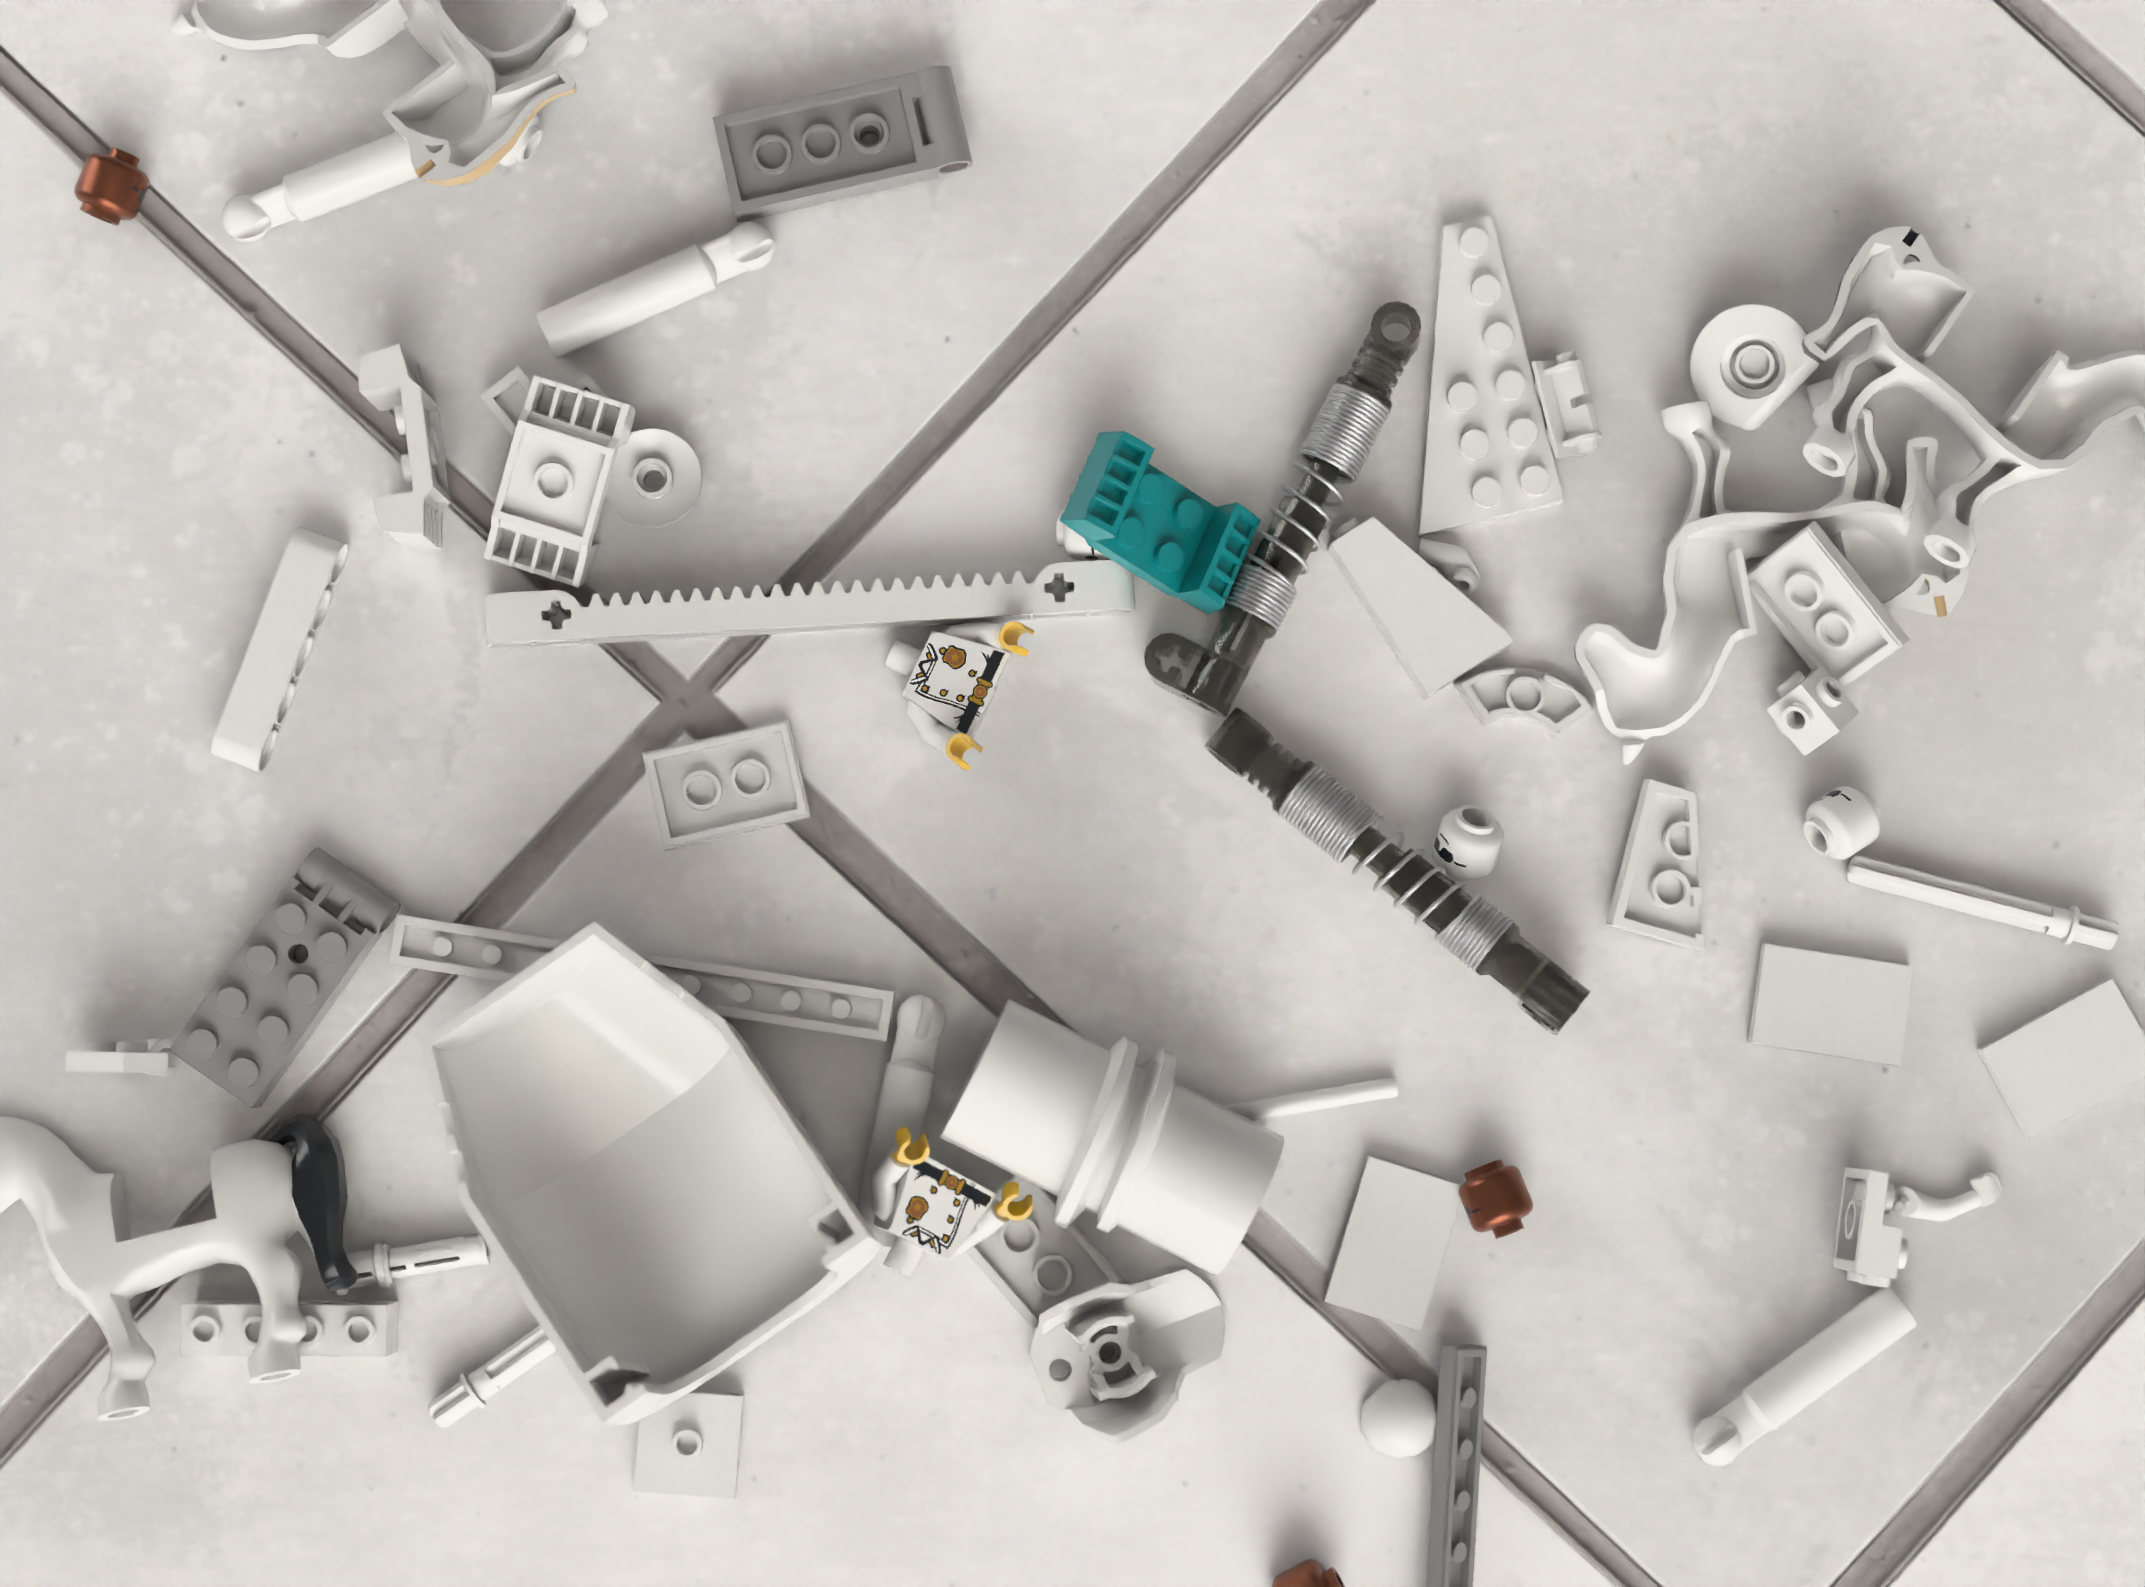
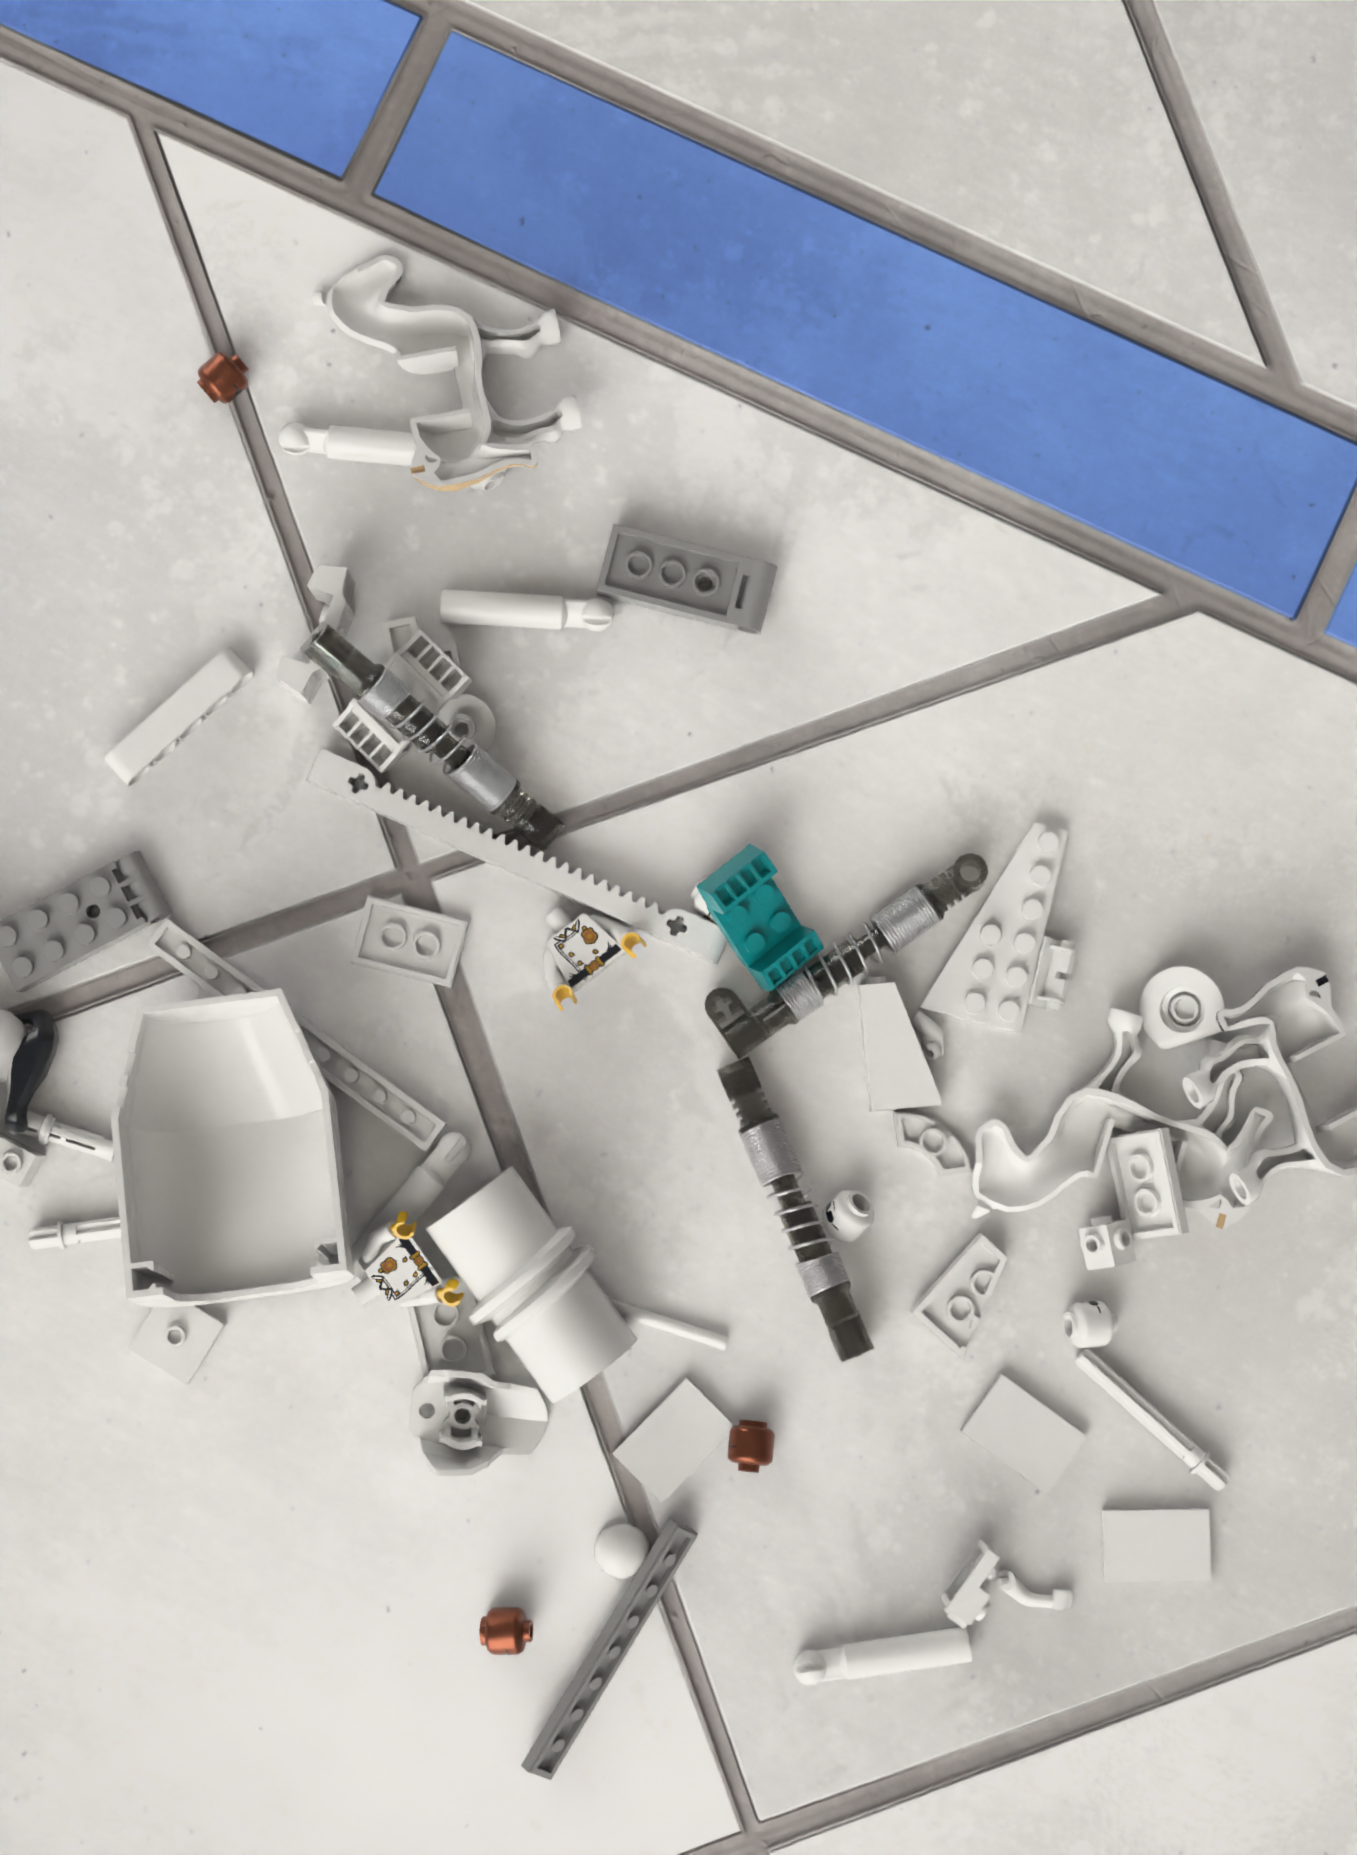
camera: 30 degrees right, 0 degrees up
(691, 519) = (469, 767): none -> clear smoke piece

